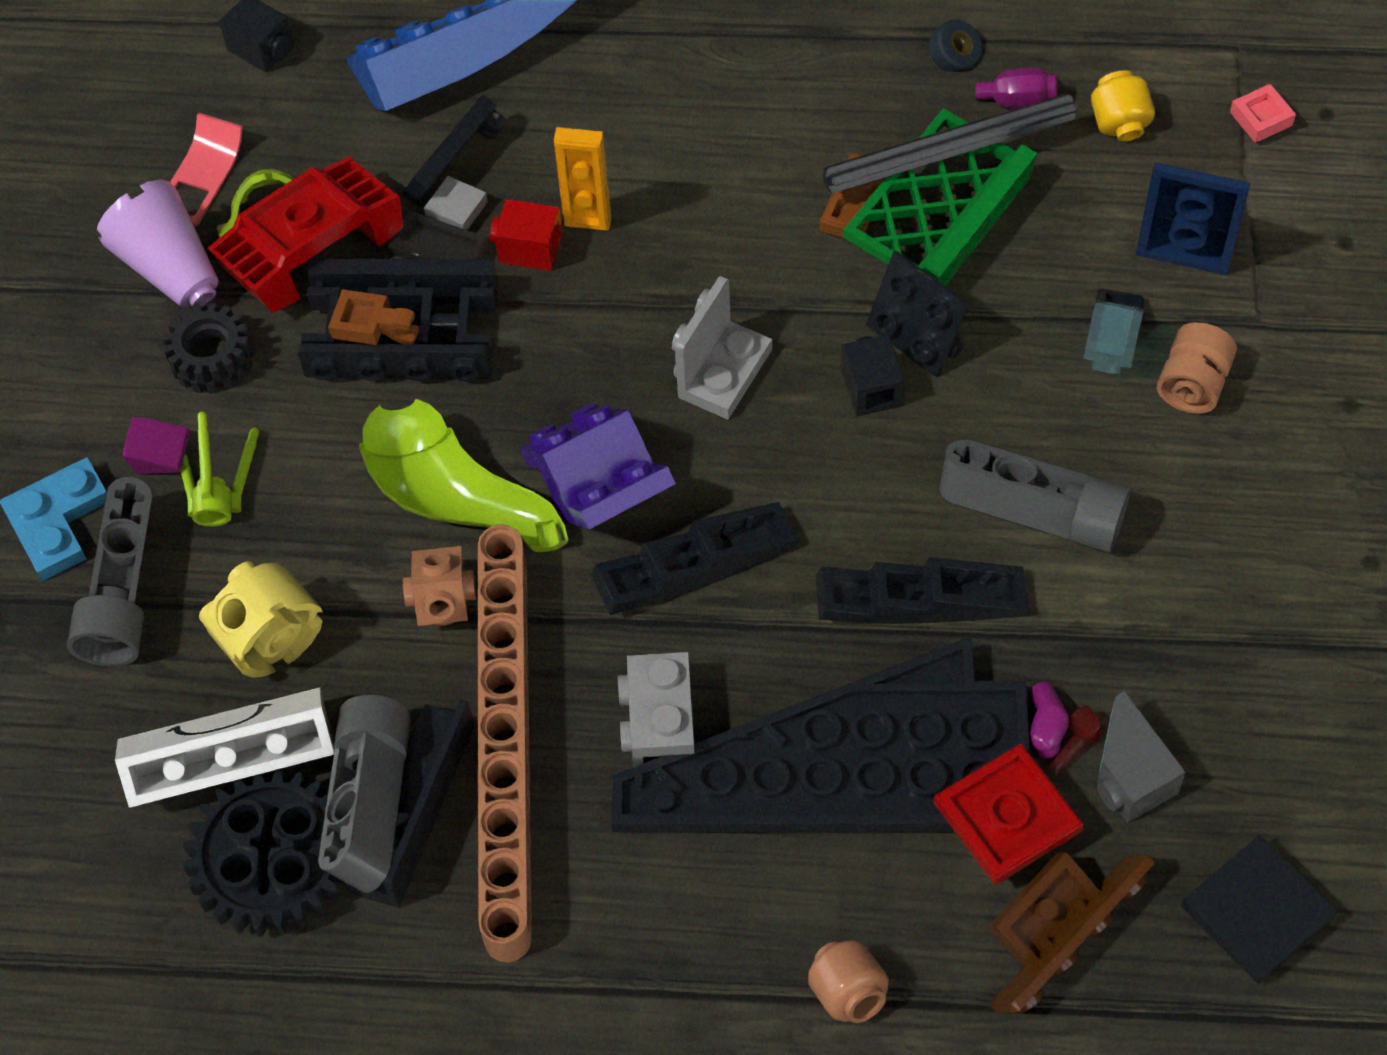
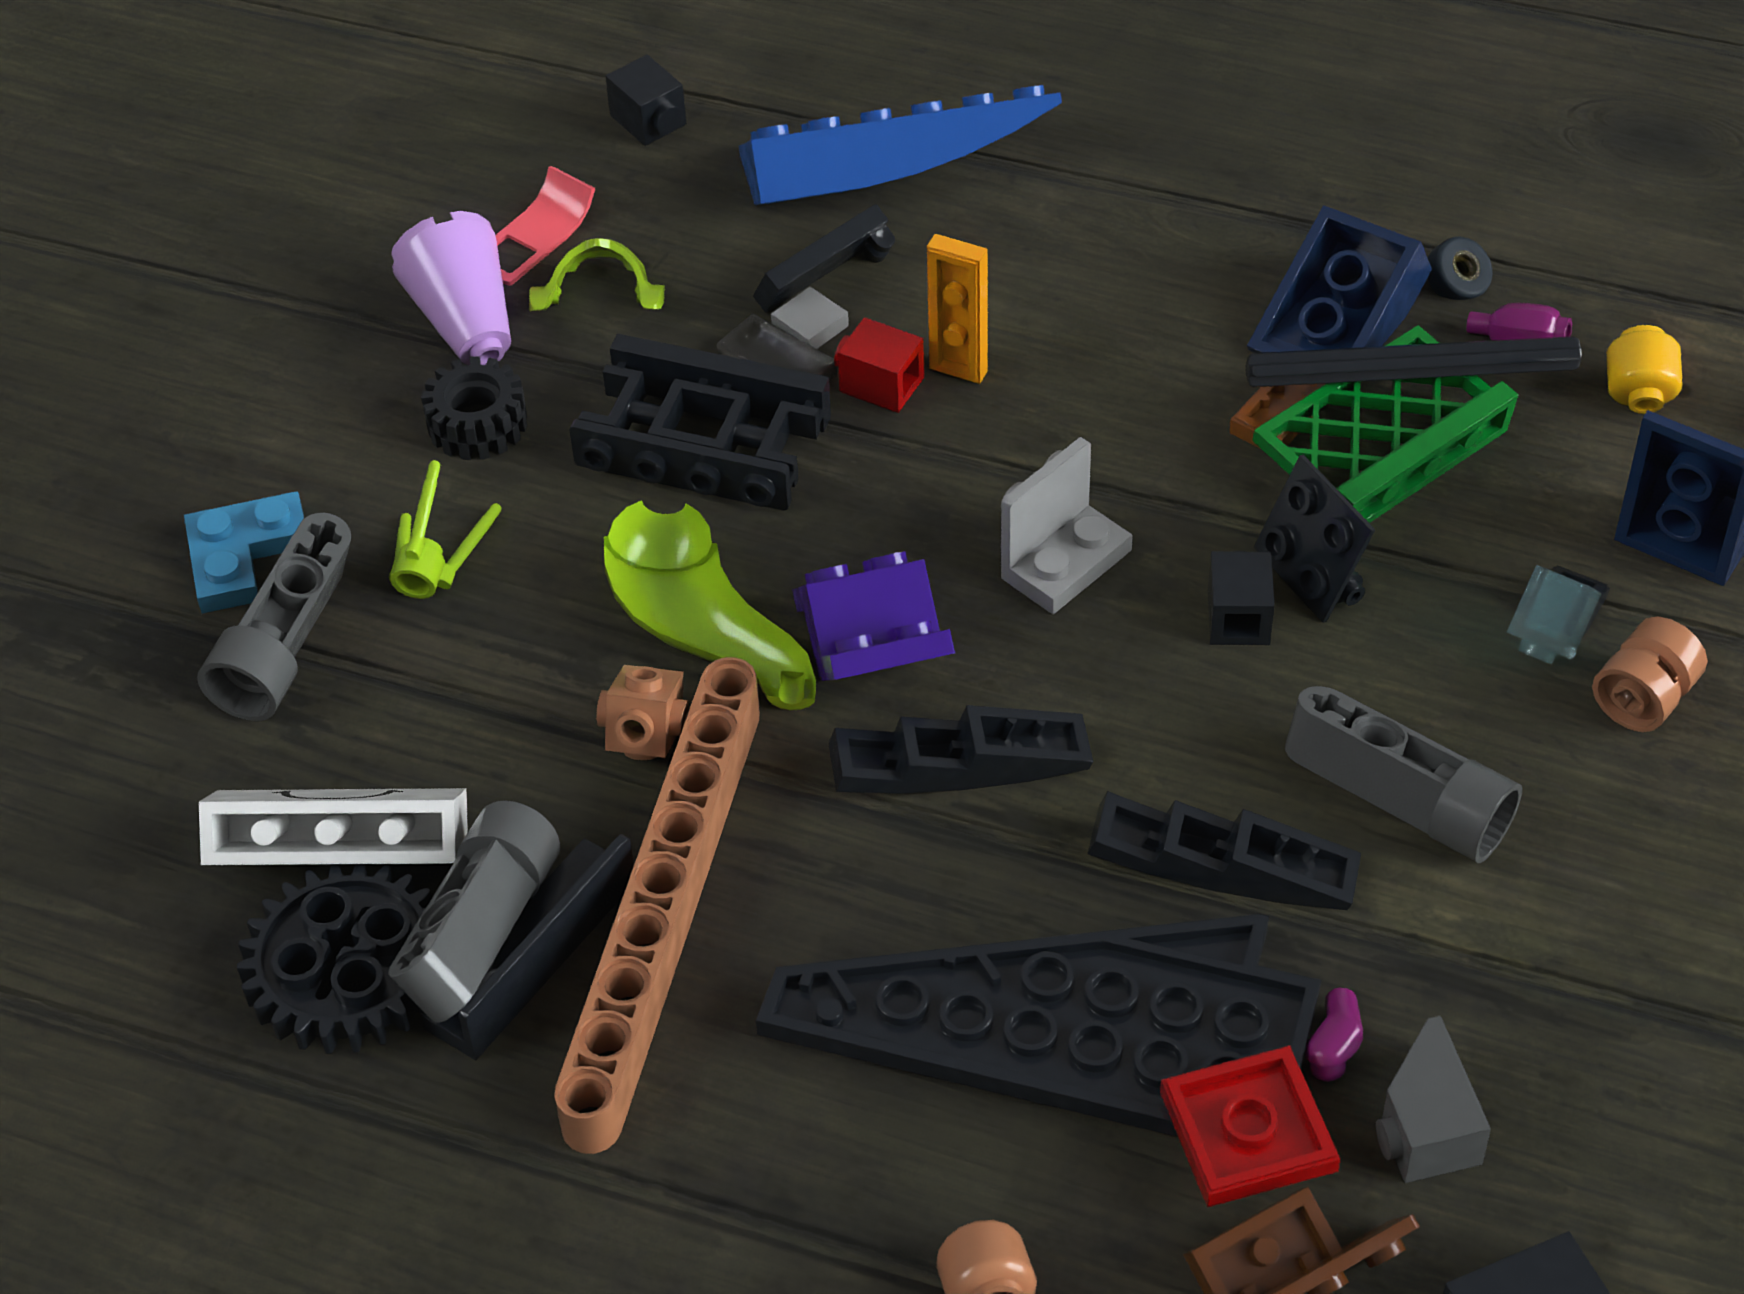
camera: 15 degrees right, 10 degrees down
(155, 446) = (376, 496): magenta slope -> none
(262, 618) = (426, 696): light yellow brick -> none
(300, 223) = (622, 291): red plate -> none
(366, 316) = (657, 403): dark orange plate -> none
(658, 706) = (856, 900): light grey bracket -> none
(873, 91) = (1343, 287): none -> dark blue slope
(1087, 729) = (1383, 1060): clear red hand -> none

